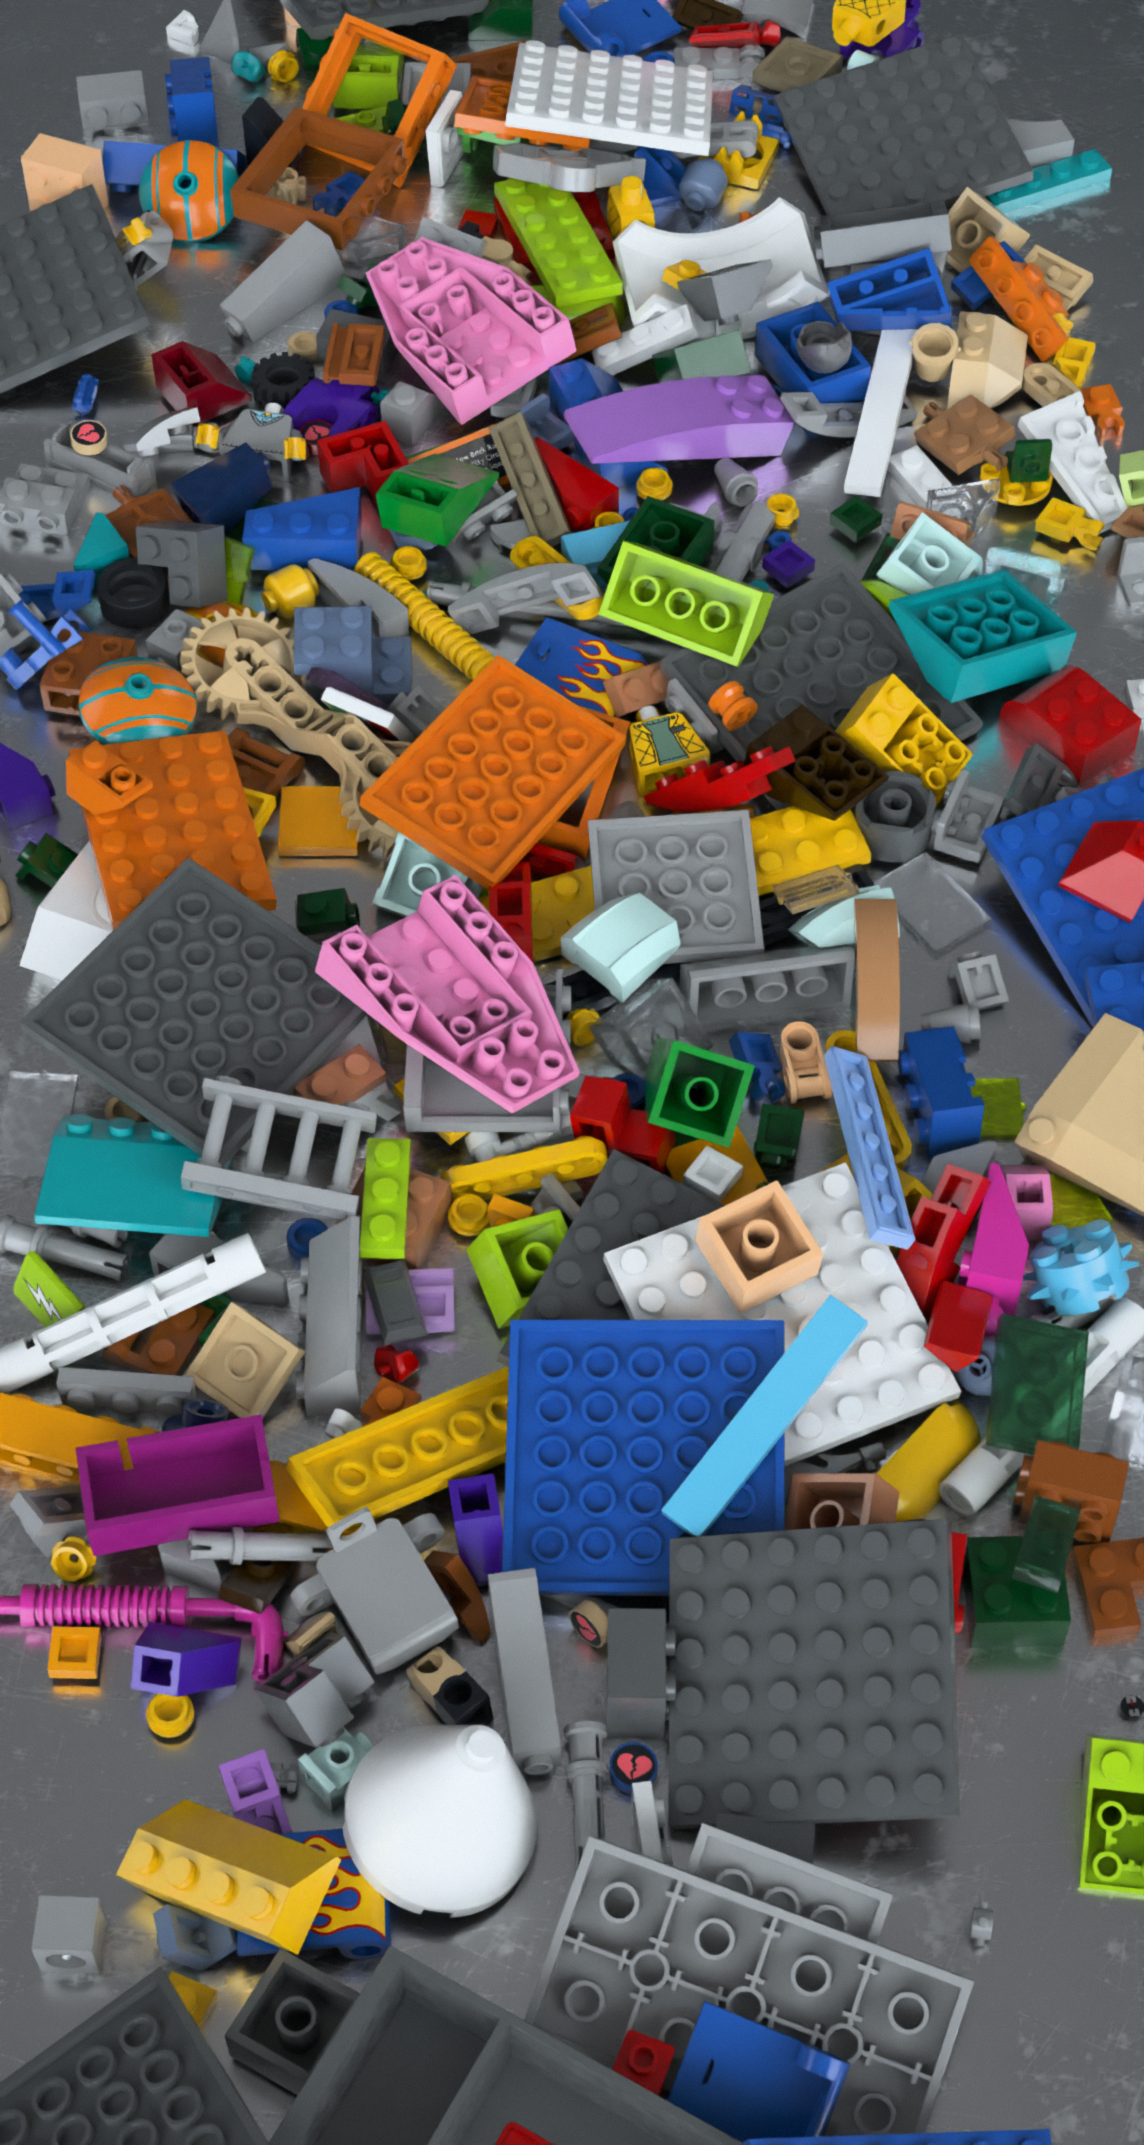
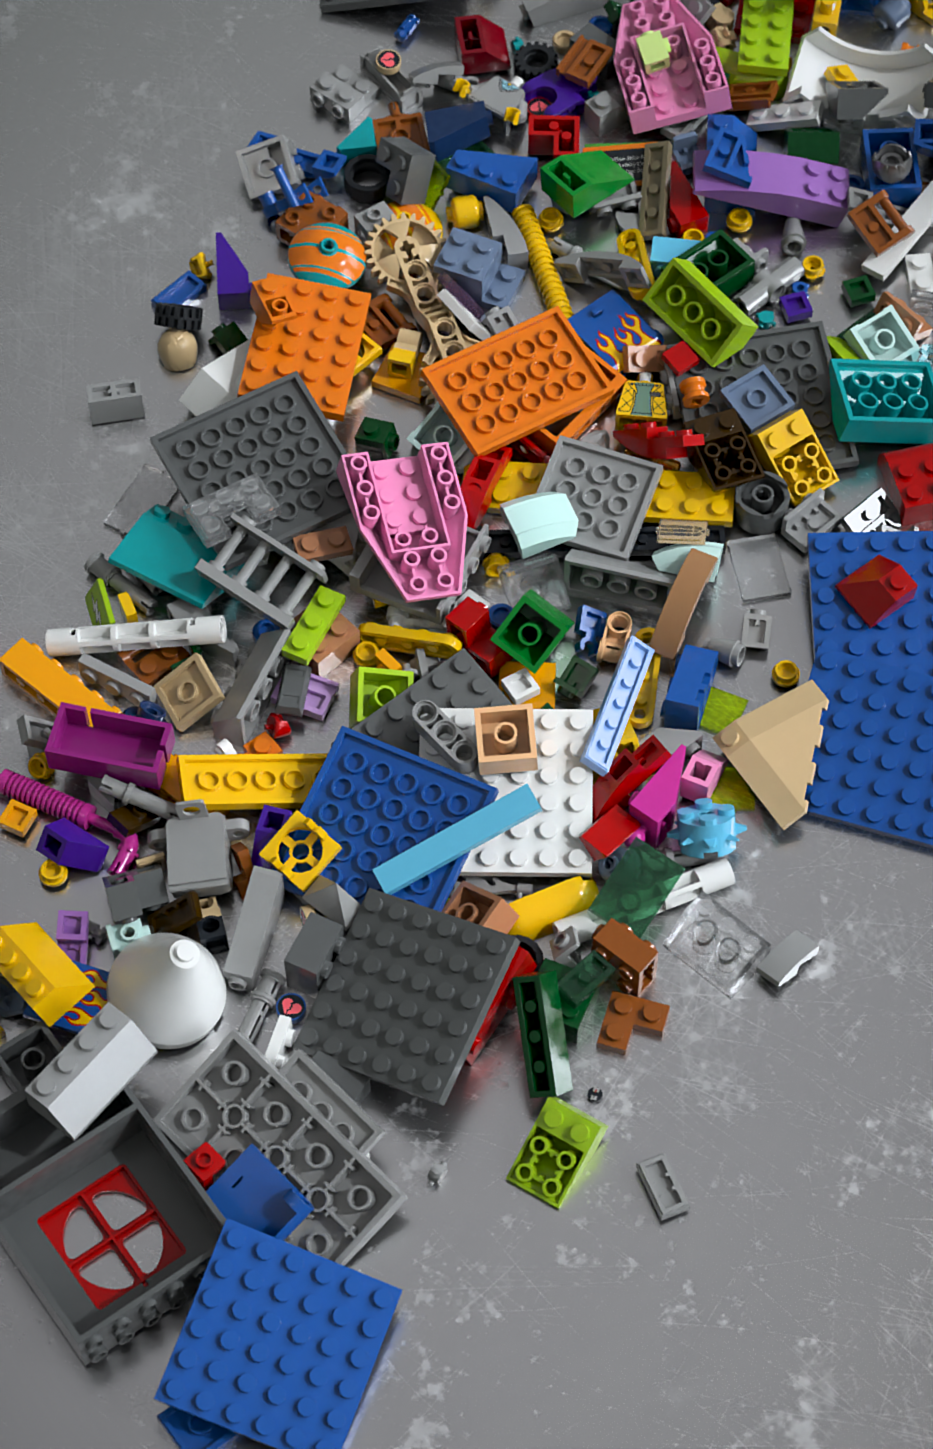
camera: 25 degrees right, 5 degrees up
(89, 1281) = (127, 608): none -> yellow tile
(163, 1093) = (208, 512): none -> clear plate
(309, 792) = (405, 353): none -> leg
(396, 1699) = (176, 915): none -> dark brown plate
(414, 1999) = (90, 1071): none -> slope
(442, 310) = (653, 51): none -> yellowish green brick
(513, 1487) = (299, 822): none -> yellow piece
(619, 403) = (729, 159): none -> blue wing
(621, 1580) = (332, 902): none -> light grey slope
(655, 1260) = (441, 724): none -> light grey beam
(690, 670) = (680, 358): none -> red tile
(818, 682) = (757, 399): none -> sand blue plate
(840, 430) = (873, 226): none -> dark orange plate
(984, 1510) = (564, 947): none -> light grey bracket
(1034, 1648) = (542, 1034): none -> dark green brick
(1048, 1024) = (785, 674): none -> yellow plate

